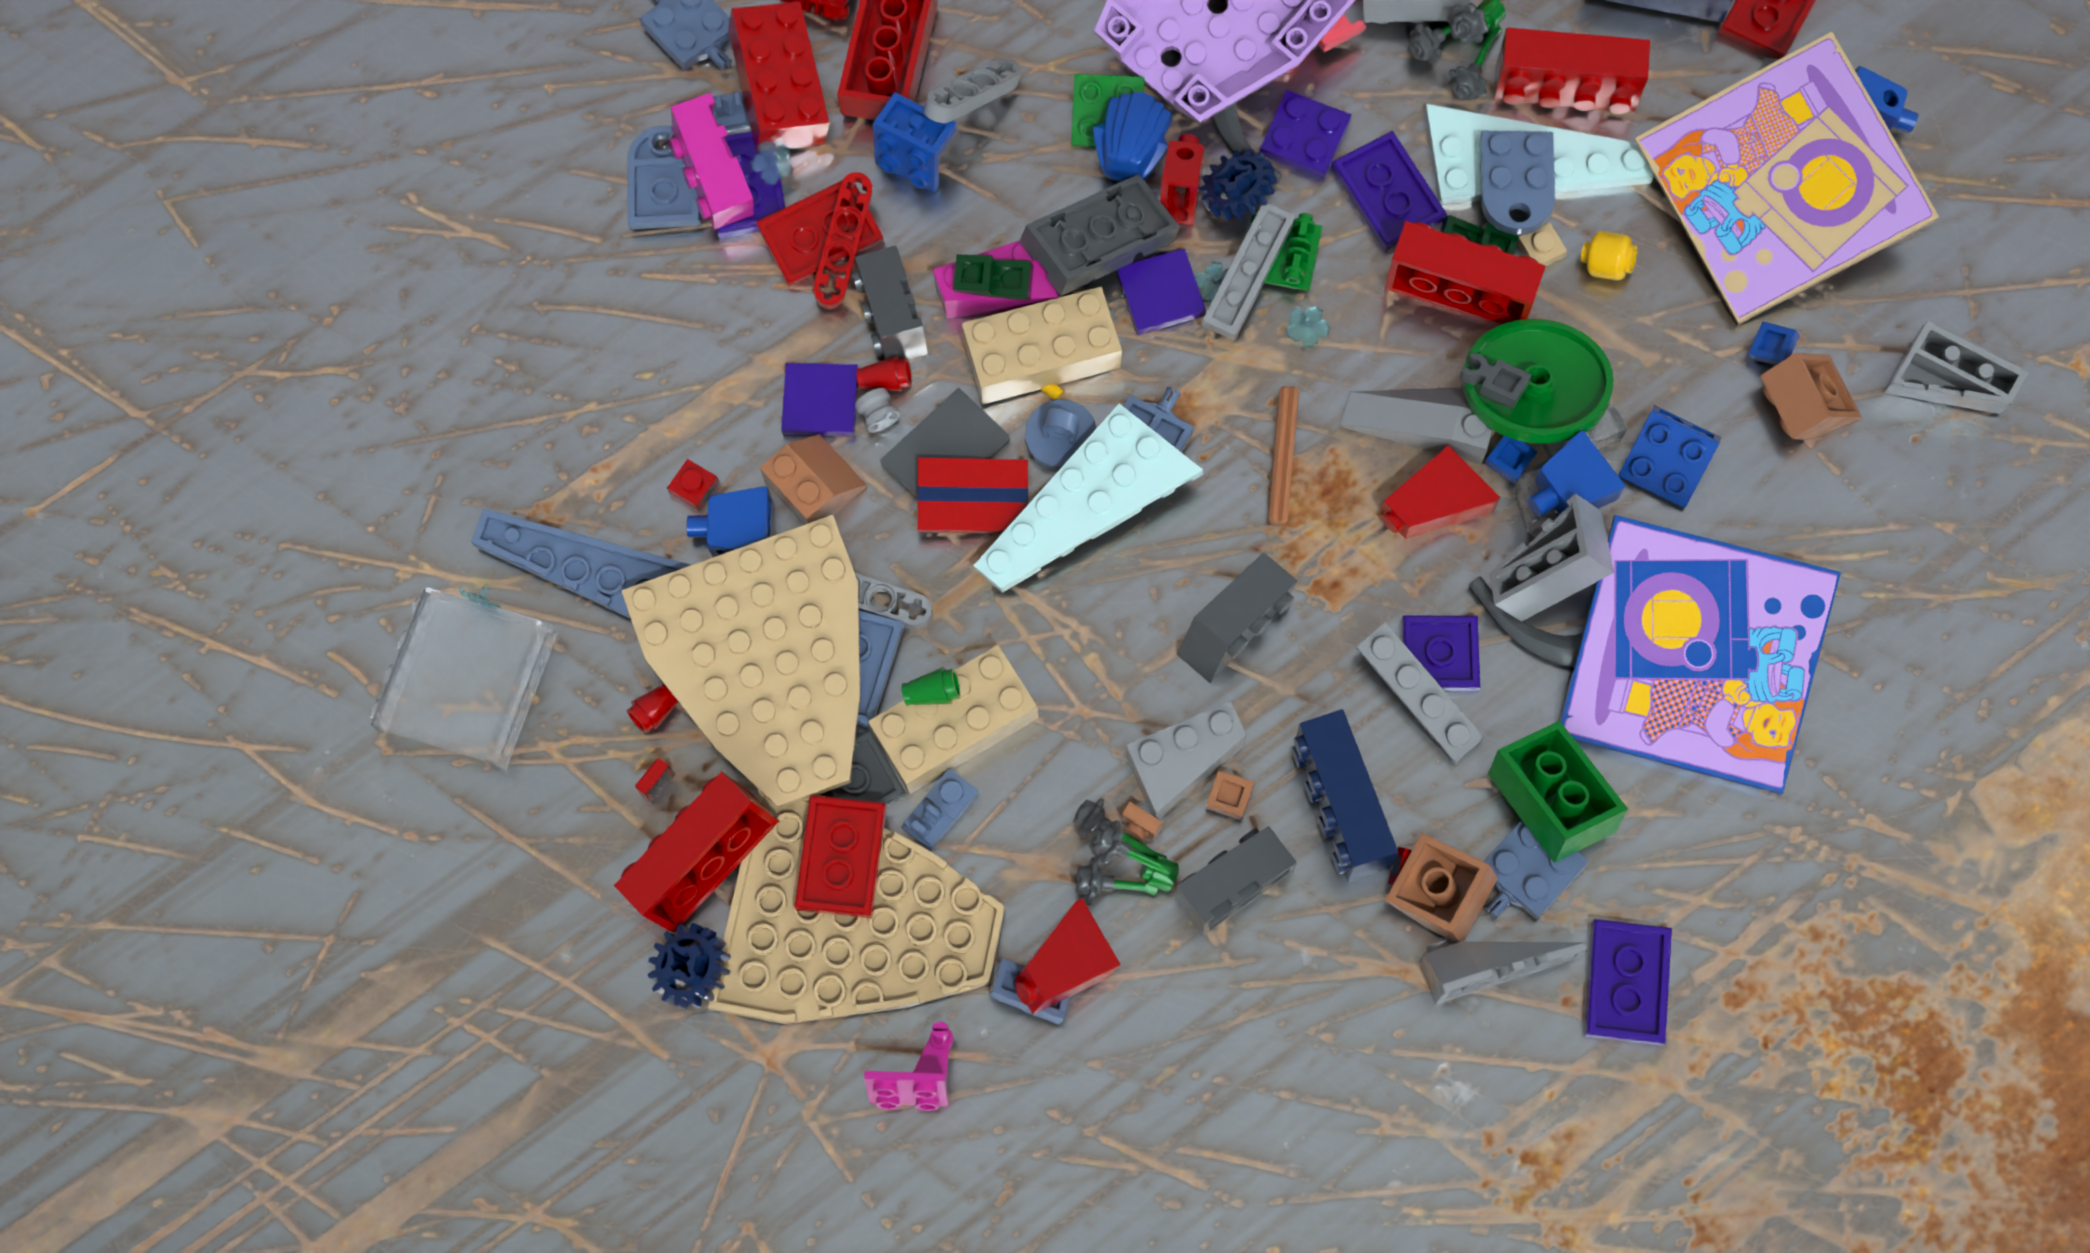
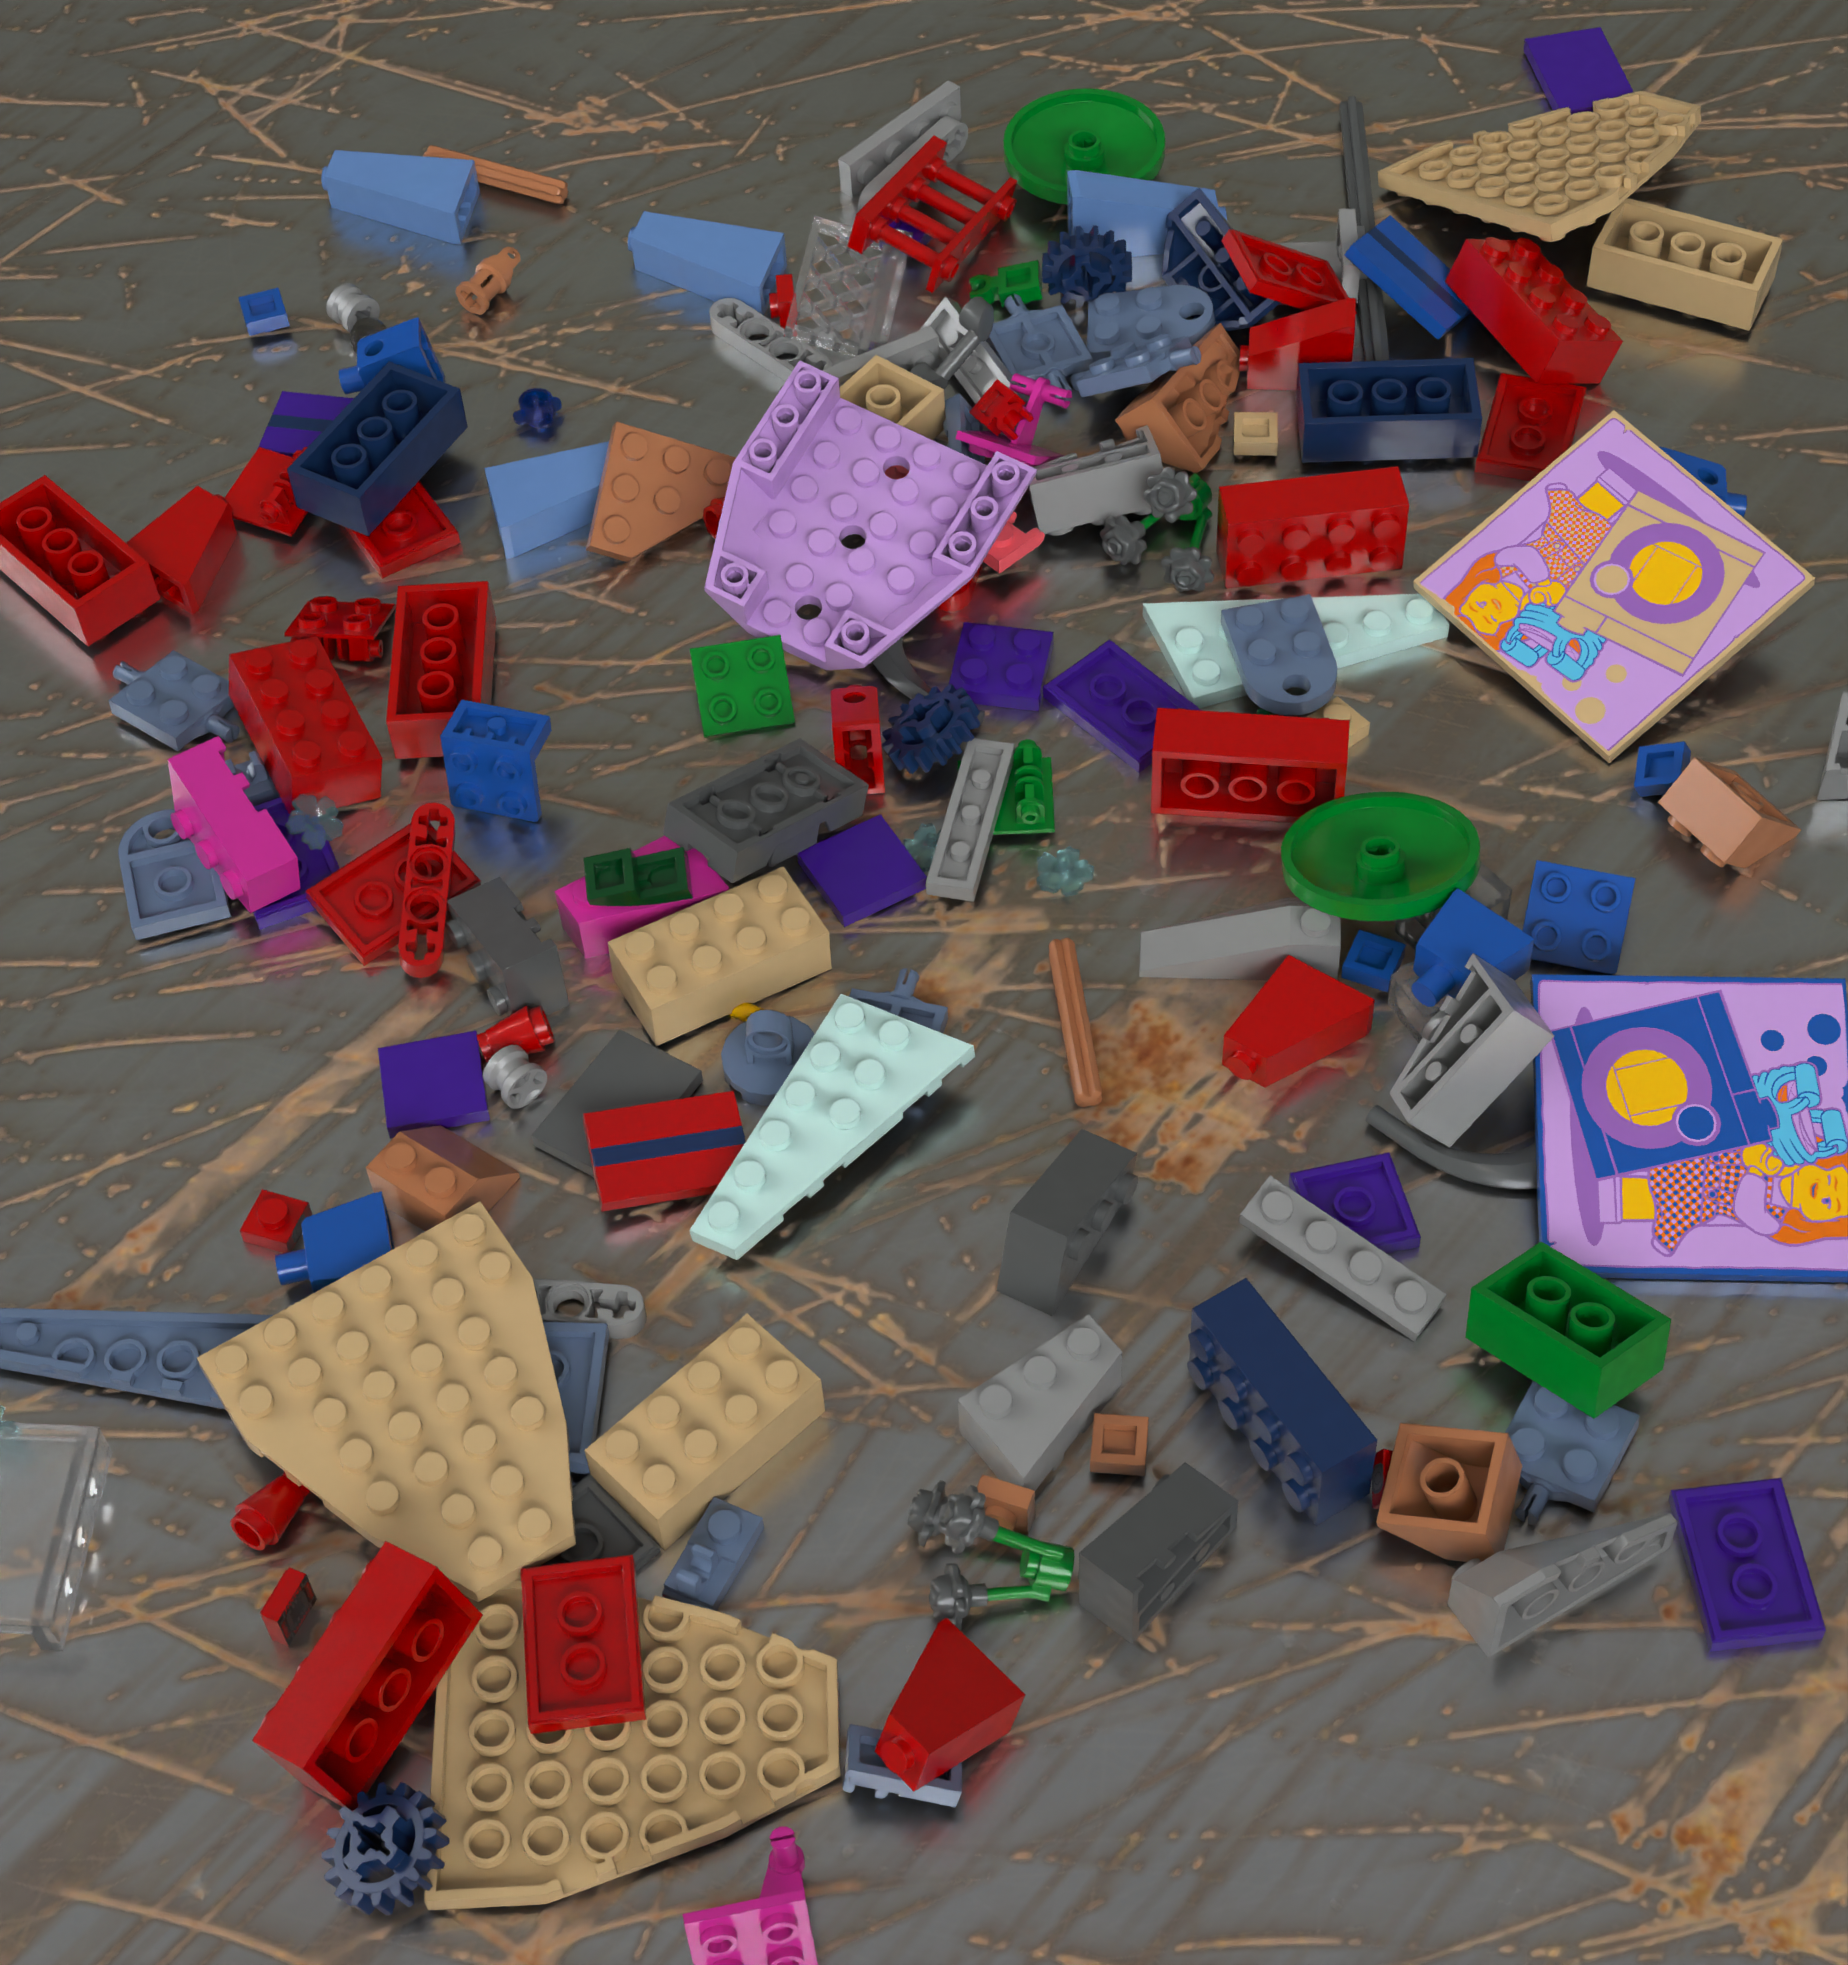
camera: 15 degrees left, 20 degrees down
(932, 688) = (667, 1379): green cone -> none
(972, 90) = (561, 686): light grey beam -> none
(1132, 136) = (780, 701): blue hair -> none
(1500, 383) = (1332, 859): dark grey plate -> none
(1609, 255) = (1423, 714): yellow head -> none

